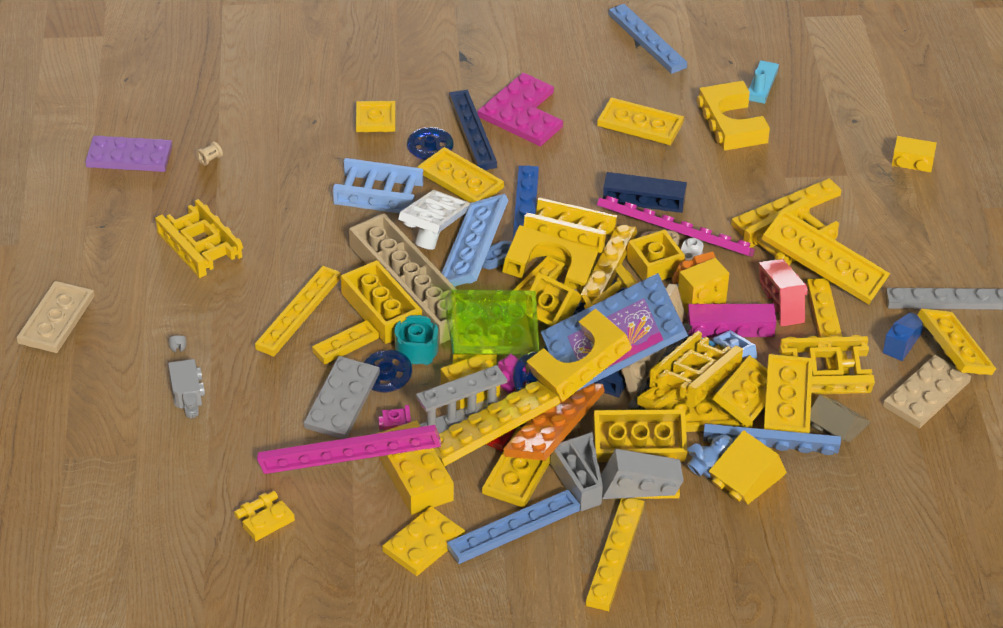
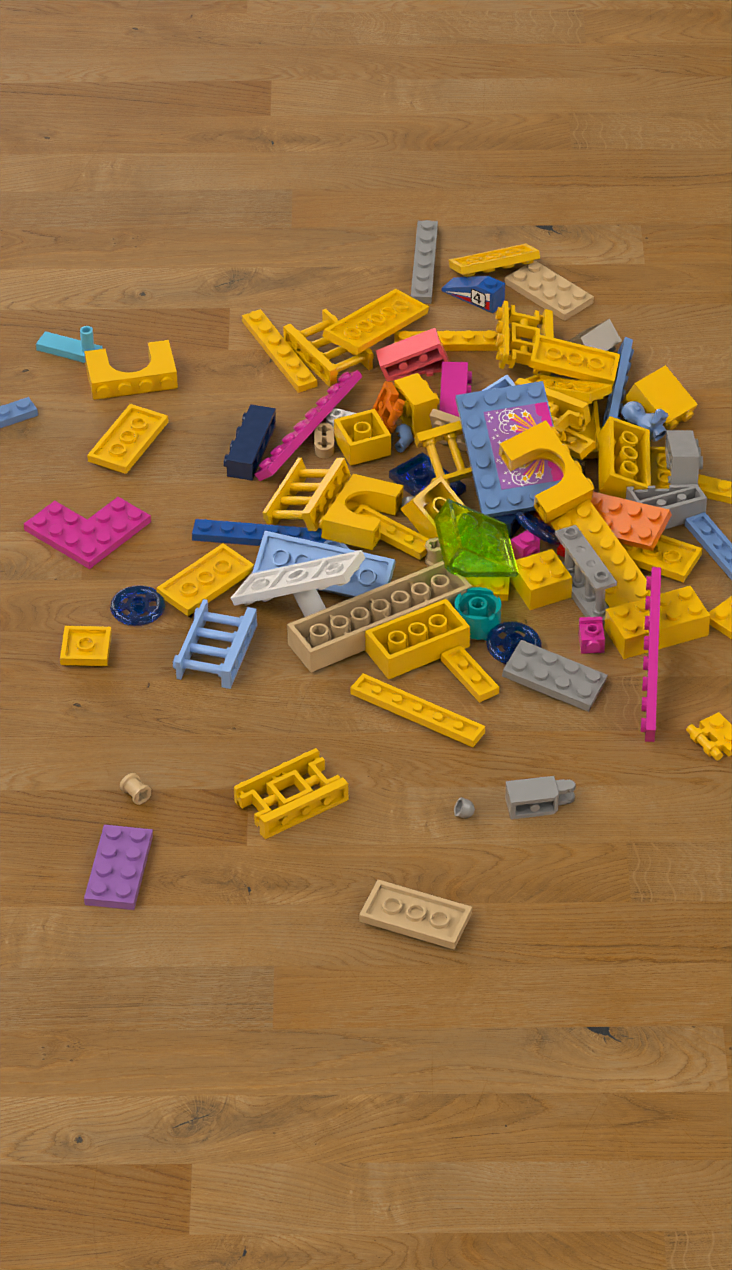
camera: 85 degrees left, 0 degrees up
(472, 129) = (122, 567): dark blue plate -> none
(611, 258) = (413, 480): yellow plate -> none
(914, 154) = (214, 255): yellow brick -> none

